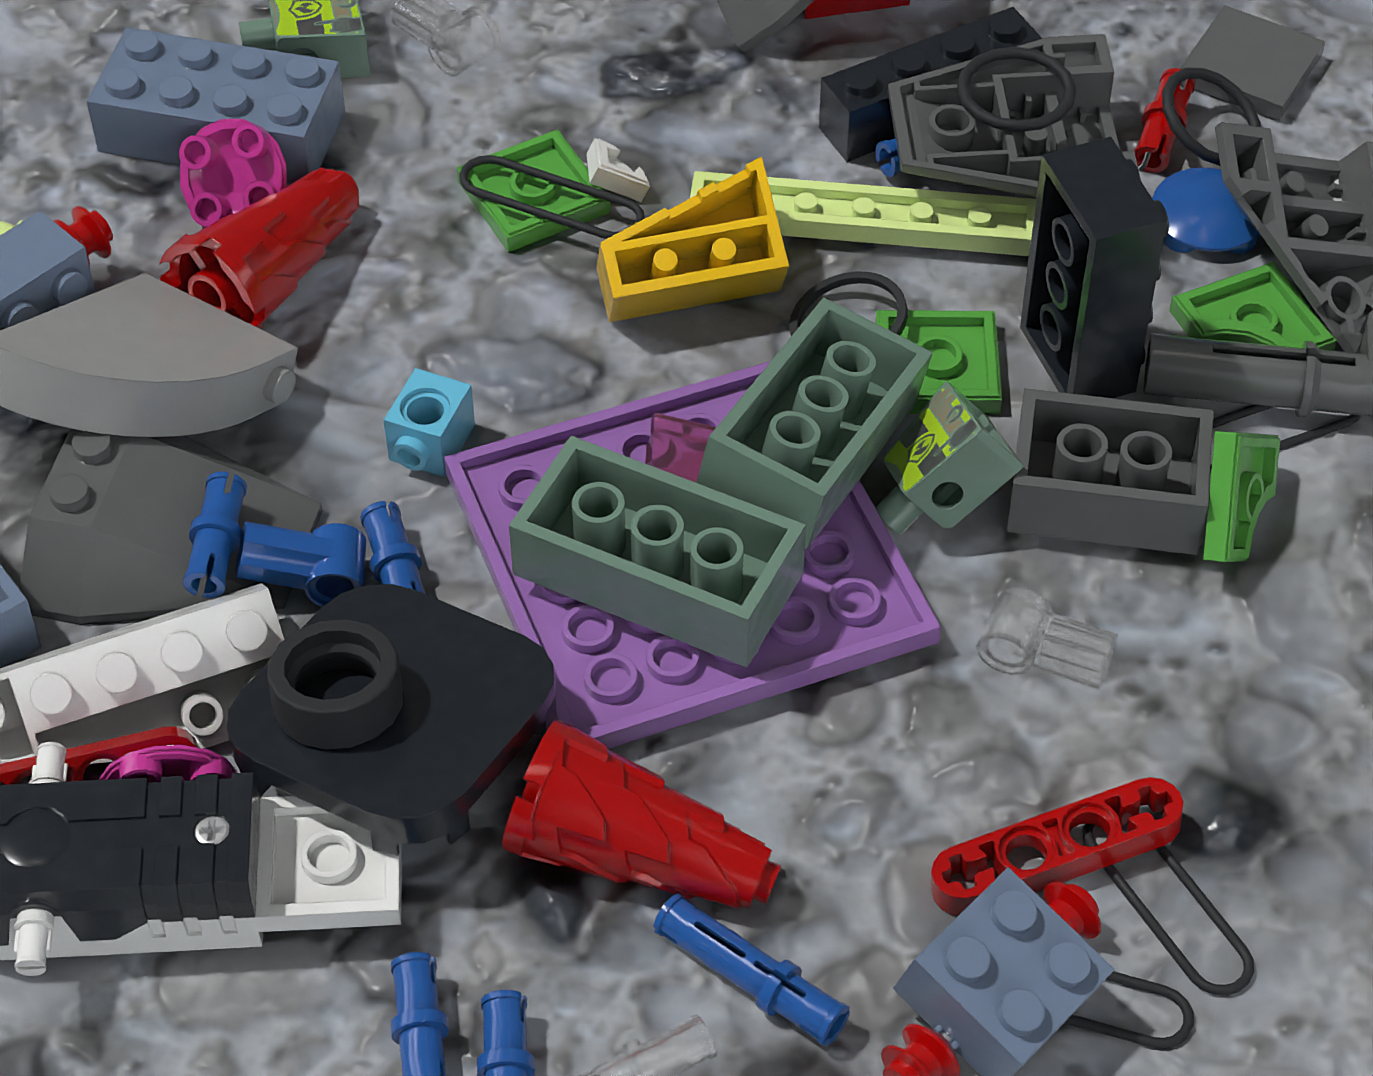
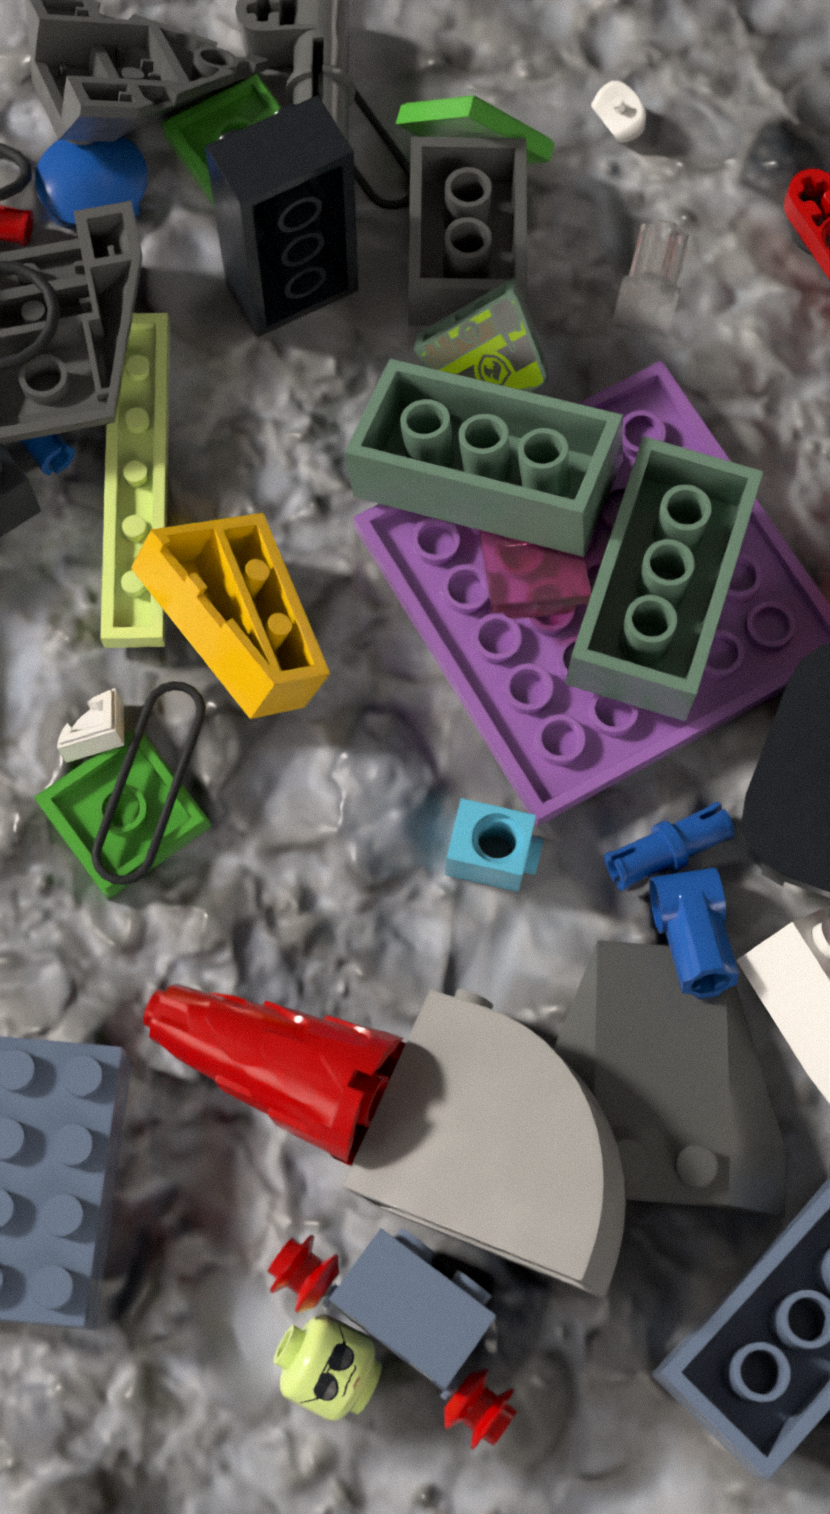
camera: 100 degrees left, 20 degrees up
(215, 535) = (703, 1009): blue pin -> none
(229, 169) = (162, 1132): dark pink dish -> none
(848, 278) = (302, 426): black piece -> none
(962, 354) = (315, 396): bright green tile -> none
(1283, 653) = (620, 111): none -> white piece

